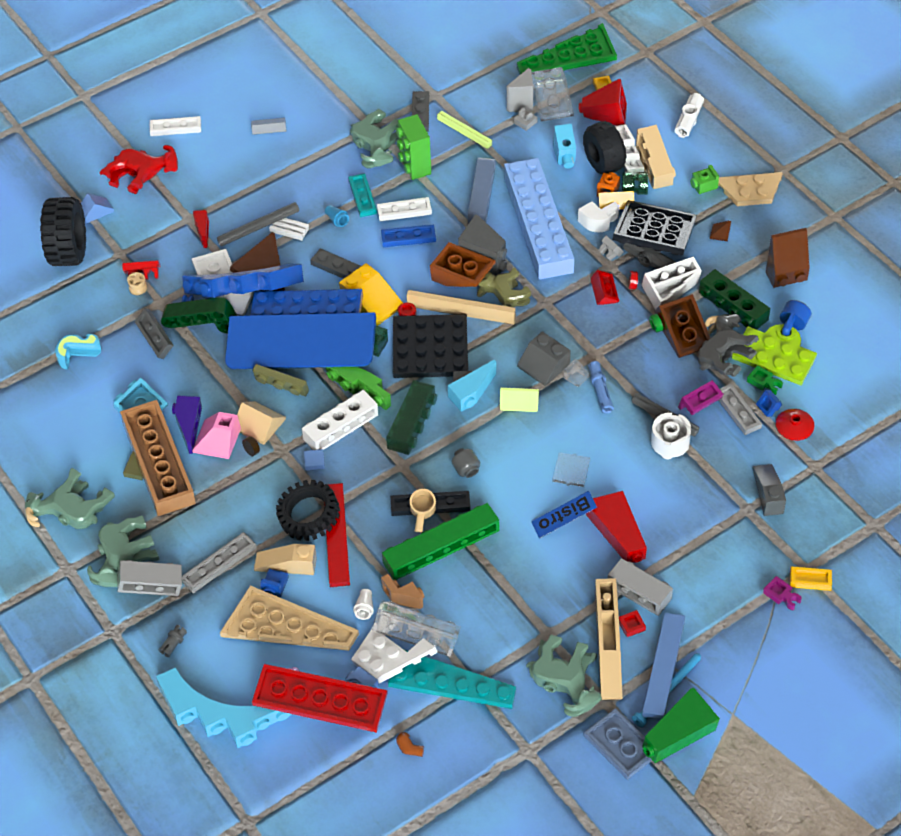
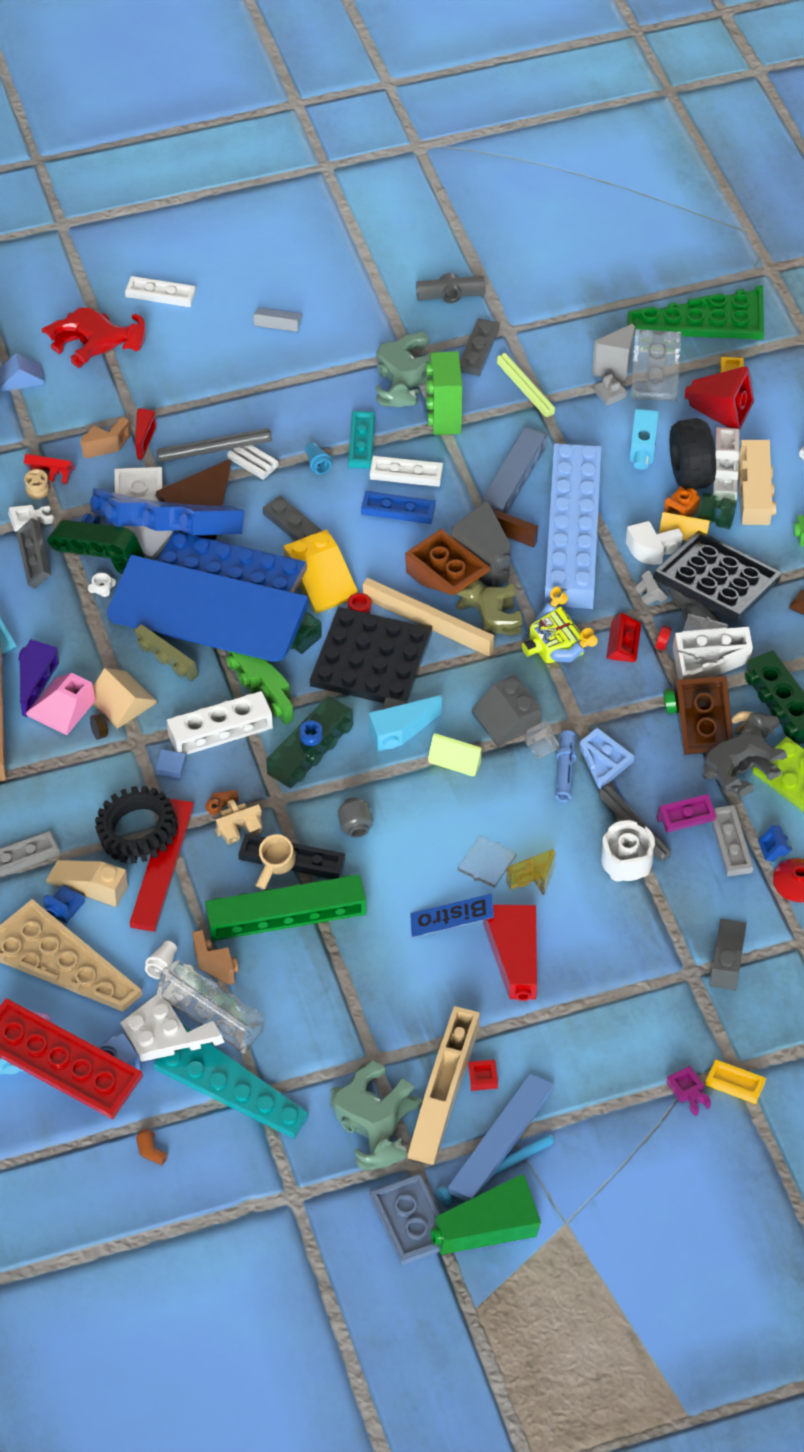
camera: 15 degrees right, 0 degrees up
(135, 308) = (22, 514): none -> white plate
(174, 241) = (102, 442): none -> medium nougat slope
(213, 343) = (101, 584): none -> white plate
(360, 476) = (219, 800): none -> dark orange arm
(379, 485) = (236, 818): none -> tan hips
(384, 75) = (450, 288): none -> dark grey piece
(412, 405) = (311, 740): none -> blue bush
(505, 230) = (517, 529): none -> reddish brown tile
(557, 297) = (555, 634): none -> torso
(609, 466) = (533, 869): none -> clear yellow slope
(625, 373) = (604, 757): none -> light blue wing
(641, 587) = (512, 1032): light grey brick -> none
(664, 272) = (702, 638): none -> clear piece
(762, 378) = (780, 809): green plate -> none

